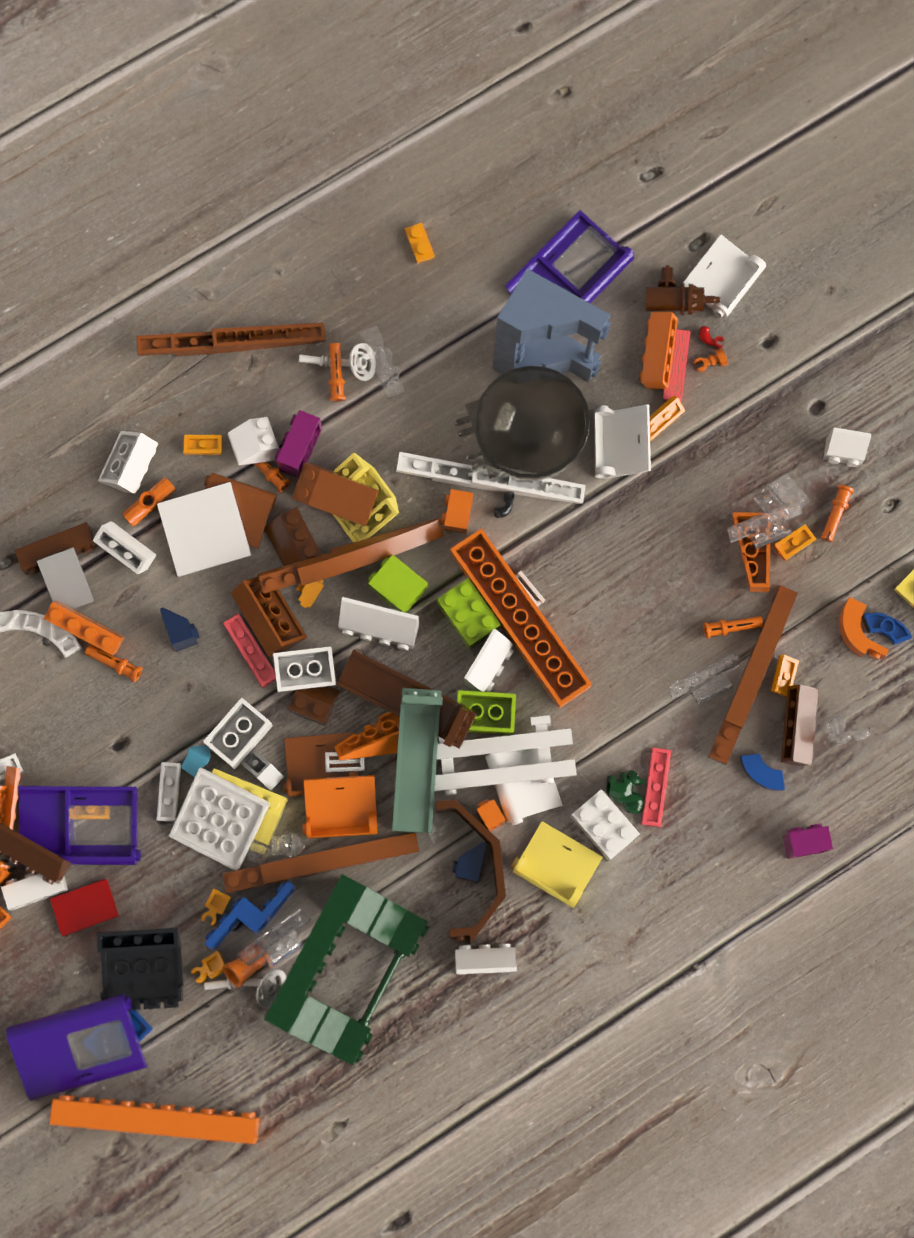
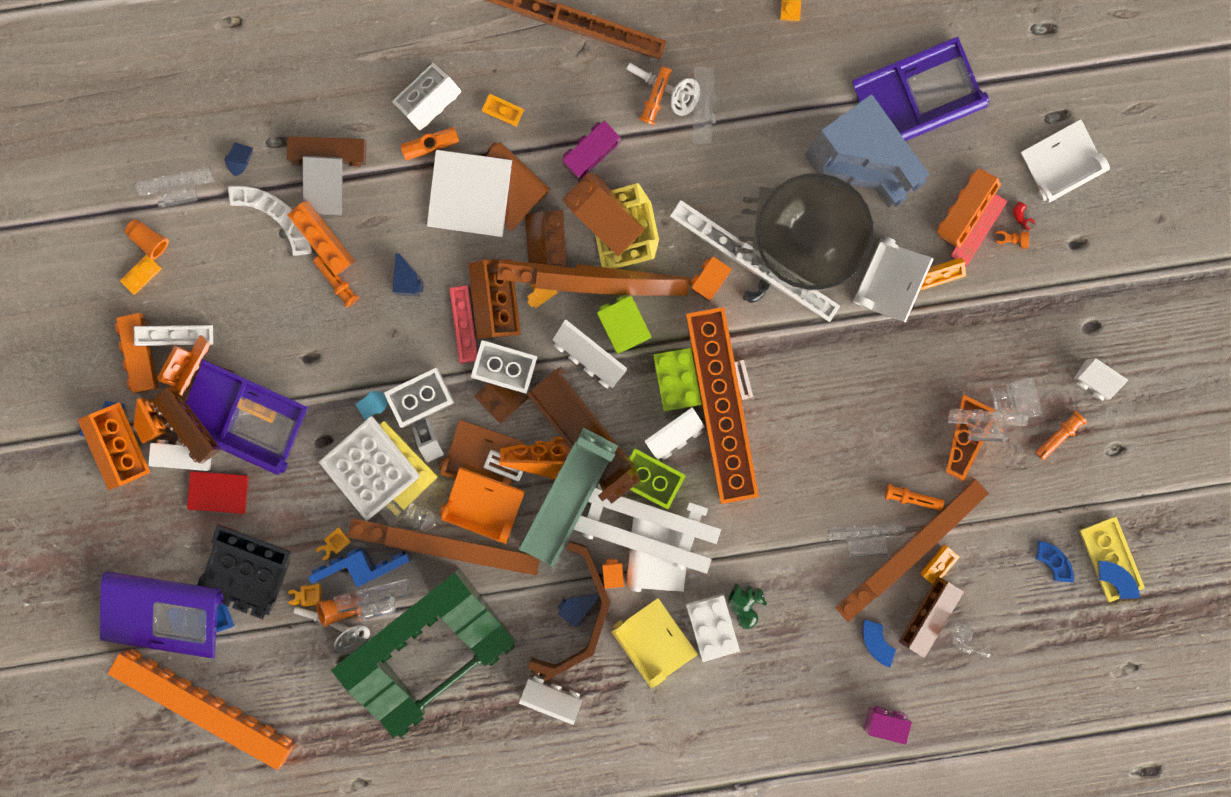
camera: 25 degrees right, 10 degrees up
(124, 547) = (389, 178): white brick -> none
(168, 792) = (335, 421): white tile -> none
(253, 441) = (550, 130): white slope -> none
(274, 476) = (554, 166): orange pin -> none
(656, 787) = (775, 613): coral tile -> none
(676, 299) = (1003, 162): reddish brown piece -> none
(795, 542) = (1014, 446): light orange plate -> none
(852, 633) = (1020, 553): orange arch -> none

